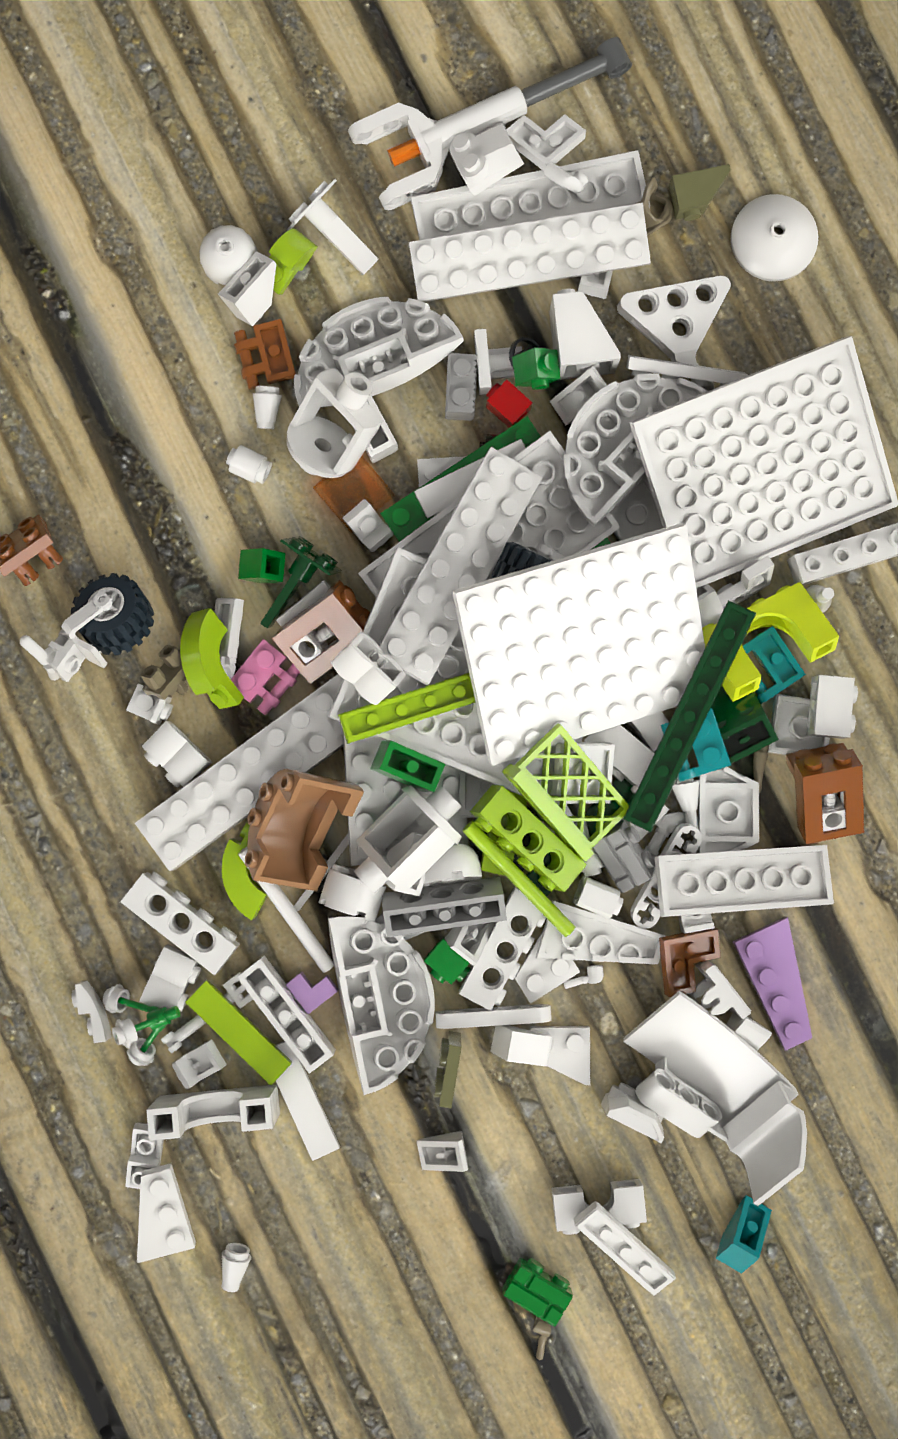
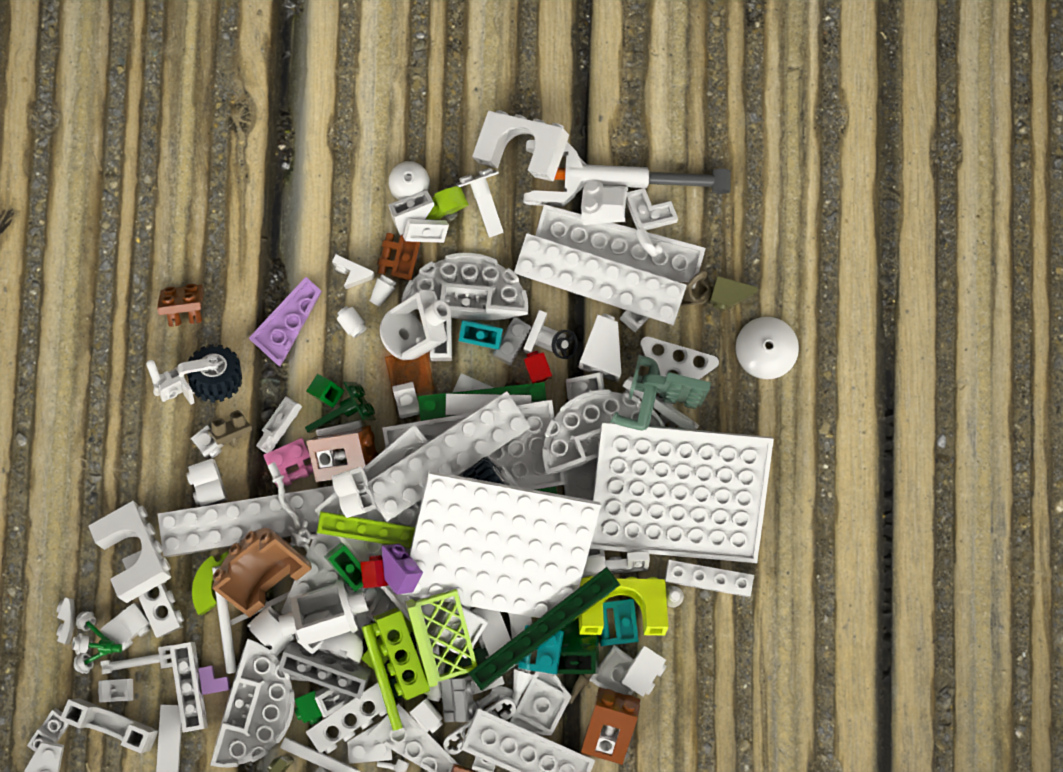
camera: 30 degrees right, 5 degrees down
(161, 895) = (150, 568): none -> white arch
(166, 515) = (284, 324): none -> lavender wing
(202, 662) = (255, 431): lime arch -> none
(225, 400) = (357, 273): none -> white slope
(239, 1032) = (152, 683): lime tile -> none
(281, 303) = (425, 230): none -> white plate
(309, 126) = (501, 128): none -> white arch
(327, 758) = (300, 535): none -> white piece
(419, 396) = (480, 334): none -> teal slope
(449, 753) = (373, 572): none -> red brick
(477, 734) = (400, 569): none -> medium lavender slope
(536, 368) = (565, 355): green brick -> none
(705, 332) = (671, 388): none -> sand green plate

